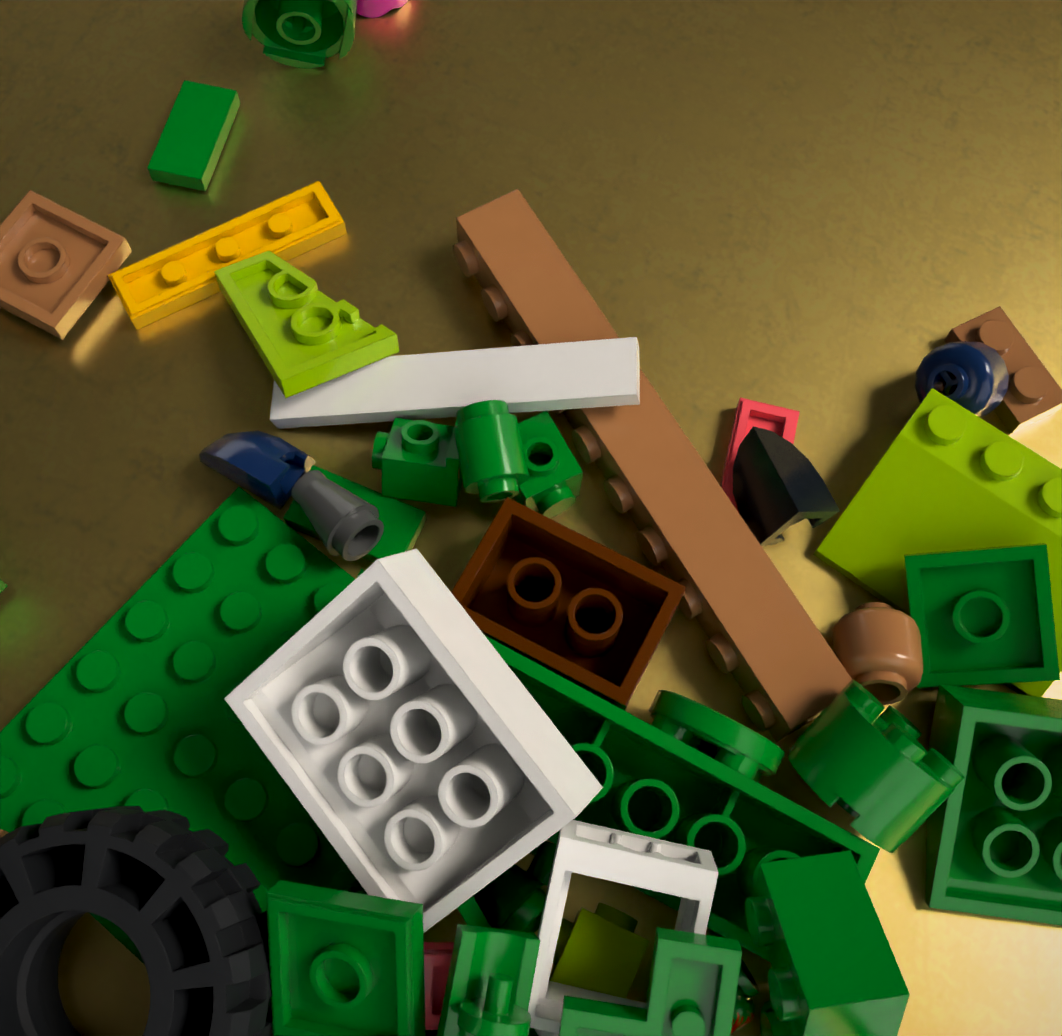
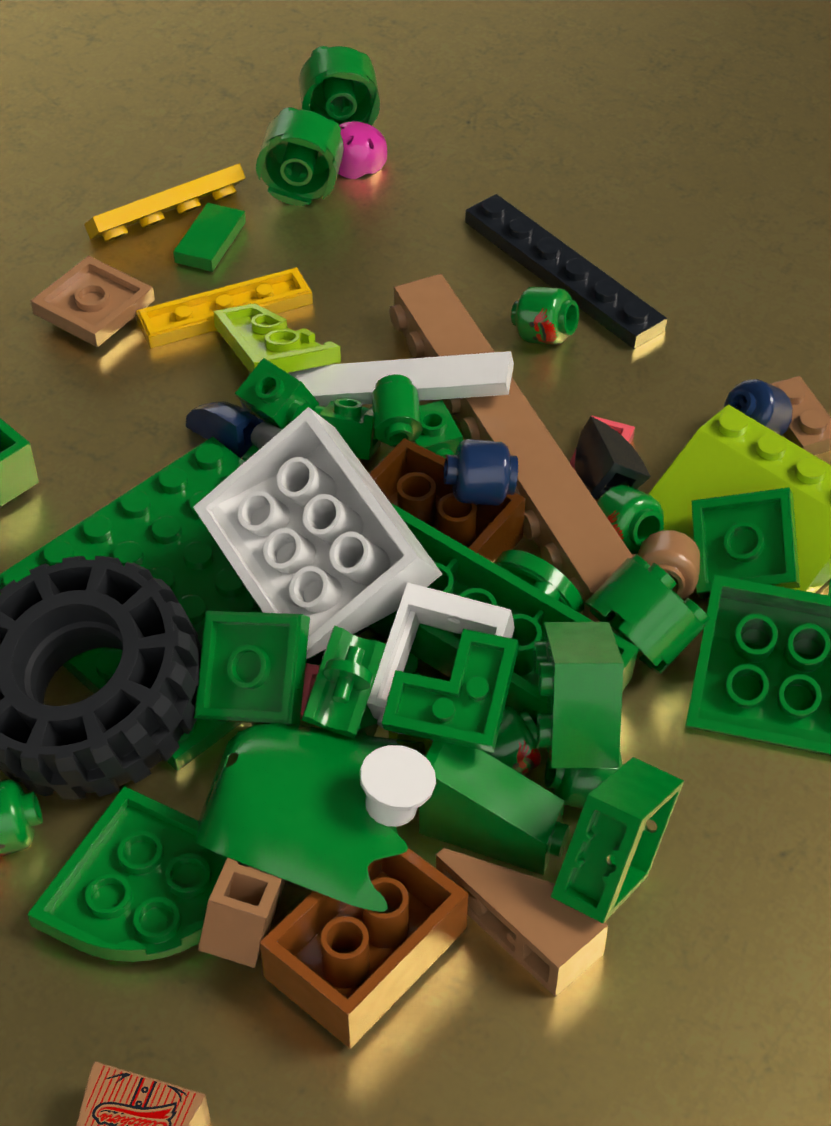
camera: 10 degrees right, 20 degrees down
(106, 100) = (151, 209): none -> yellow plate
(320, 431) = (275, 395): none -> green brick
(628, 571) = (481, 472): none -> dark blue head
(660, 237) = (545, 315): none -> green head
(673, 153) = (564, 268): none -> black plate
(821, 576) = (632, 514): none -> green head

